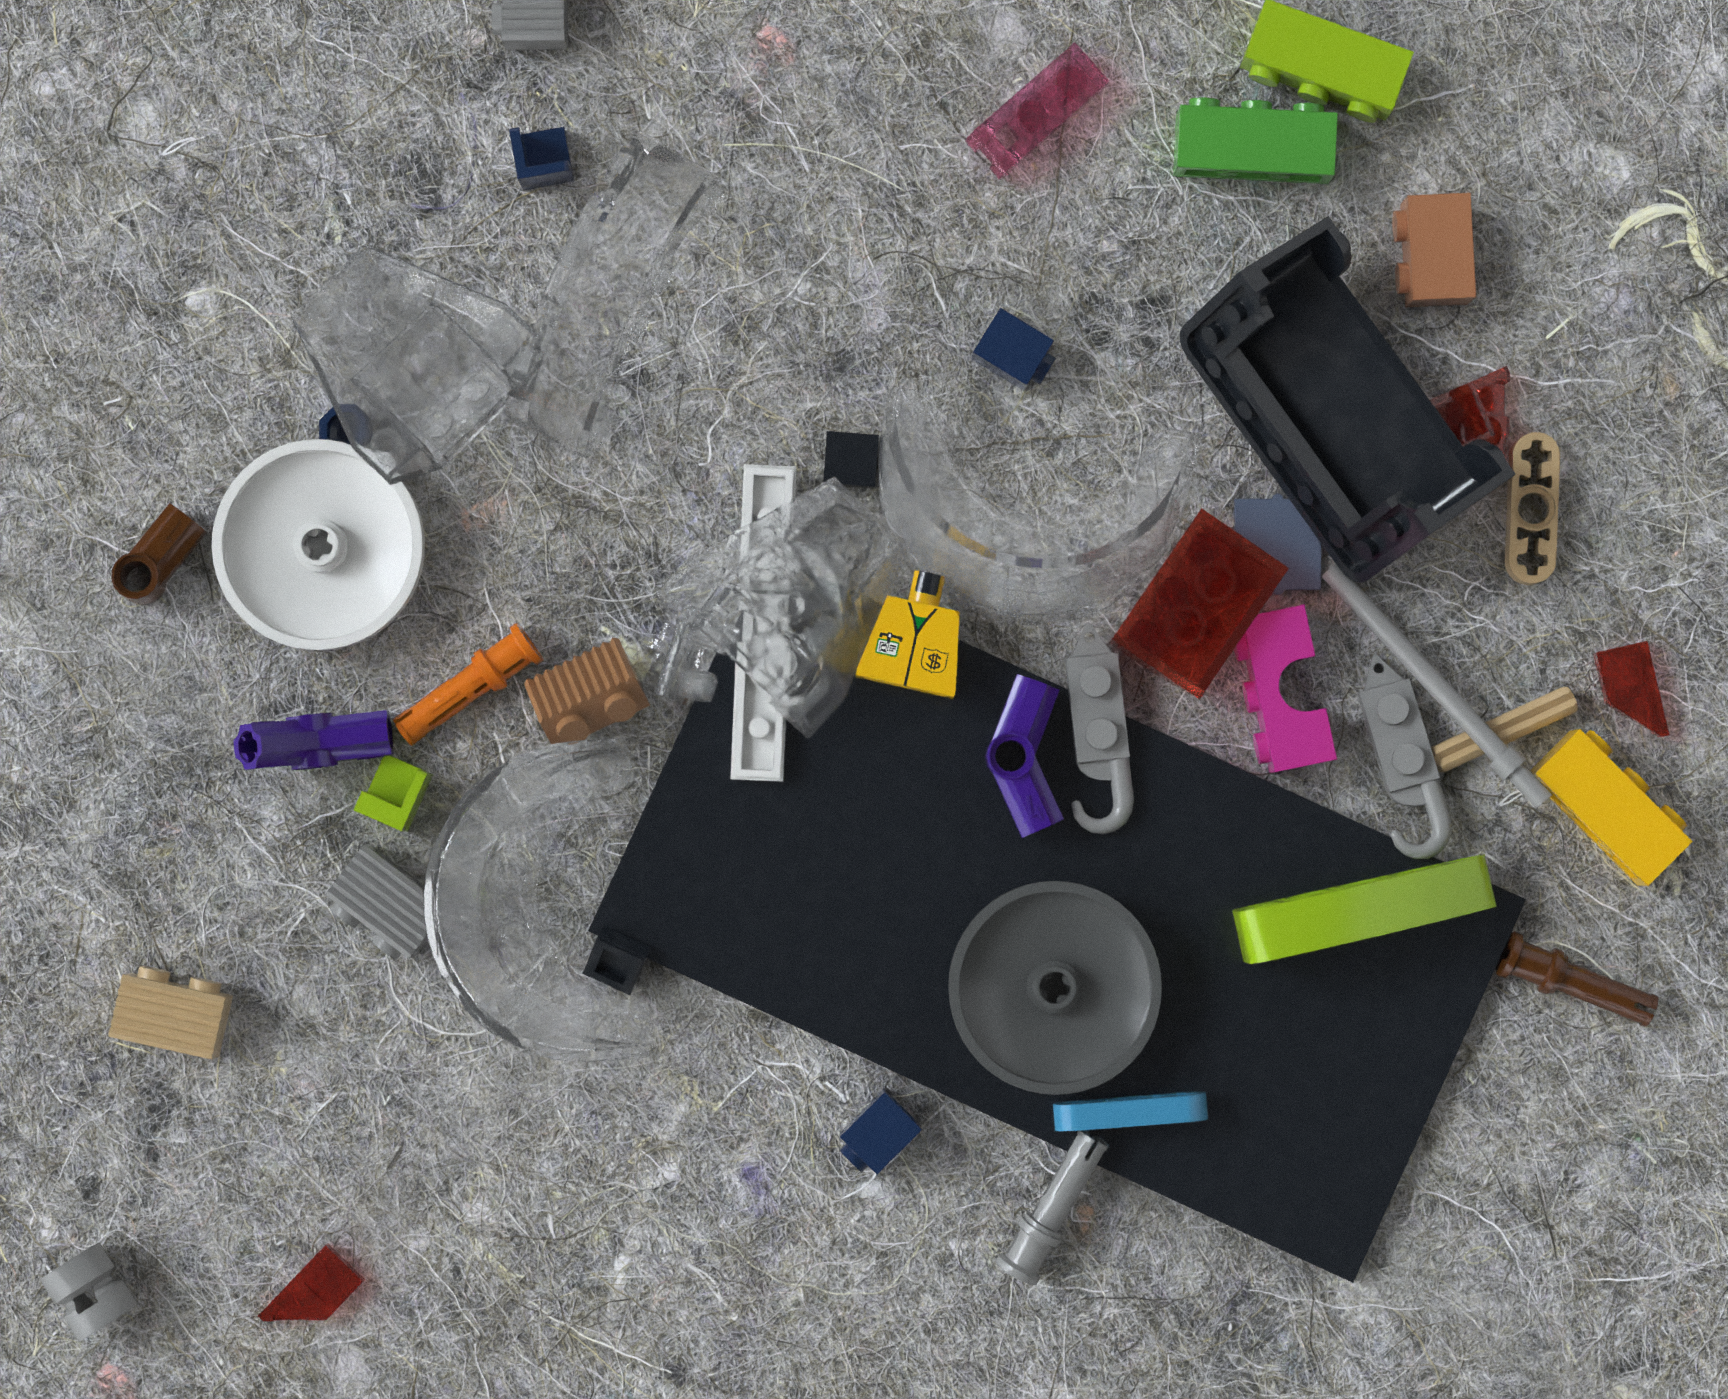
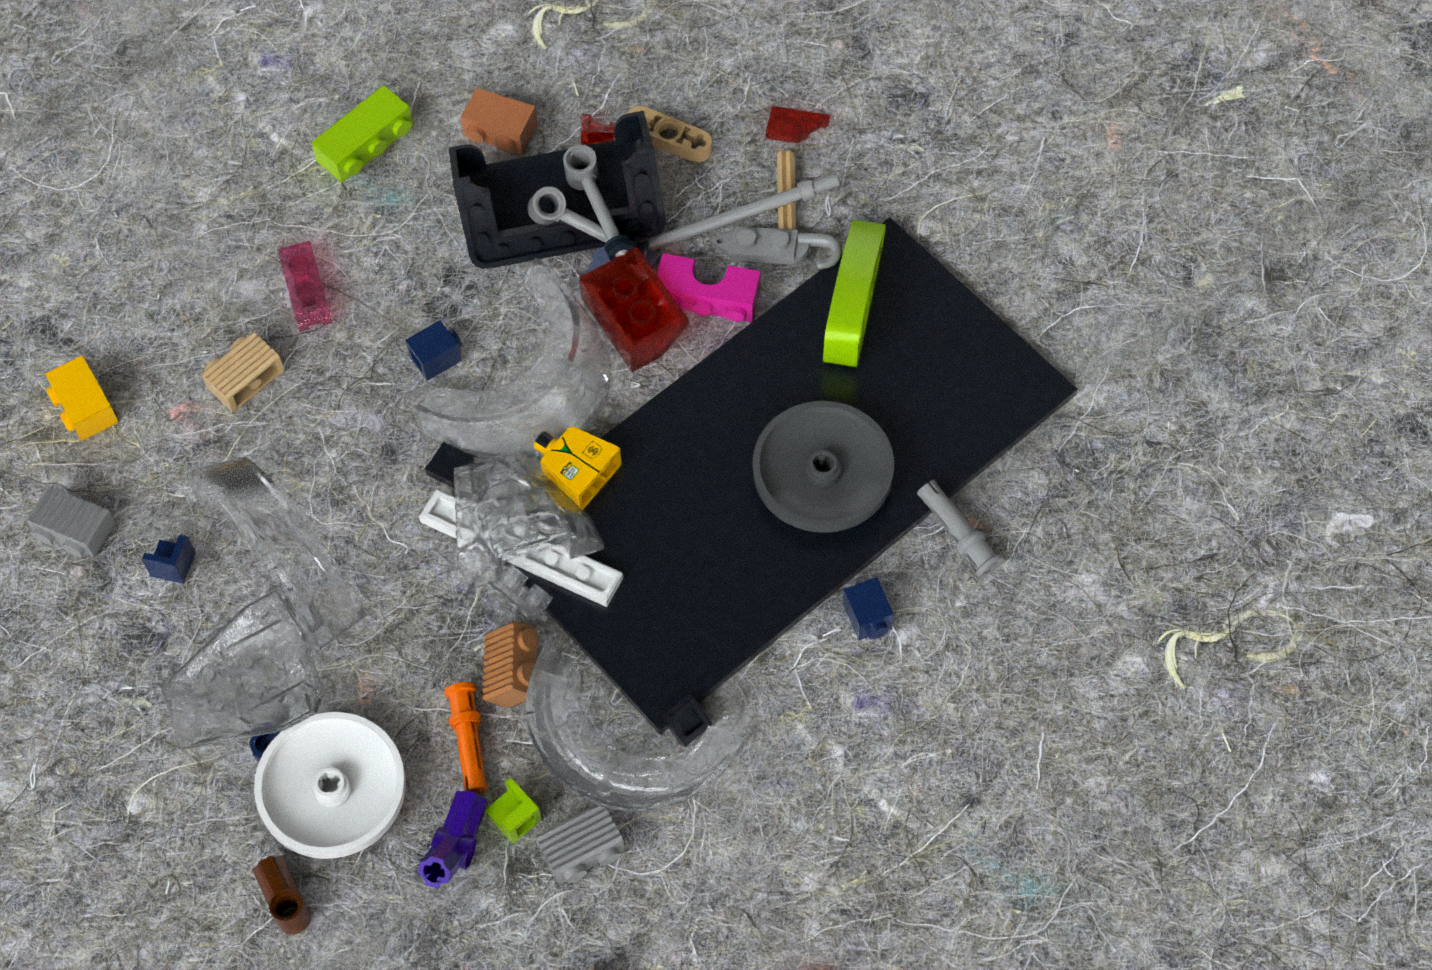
camera: 65 degrees left, 25 degrees down
(861, 98) = (242, 371): none -> tan brick
(1024, 723) = (658, 426): dark purple piece -> none
(1099, 727) = (678, 390): light grey plate -> none
(1130, 1111) = (918, 460): dark azure beam -> none
(1255, 142) = (387, 185): bright green brick -> none
(1278, 540) = (586, 180): none -> light grey piece
(1300, 556) = (570, 217): none -> light grey piece
(1553, 972) = (939, 219): reddish brown pin -> none
(1612, 806) = (858, 154): yellow brick -> none

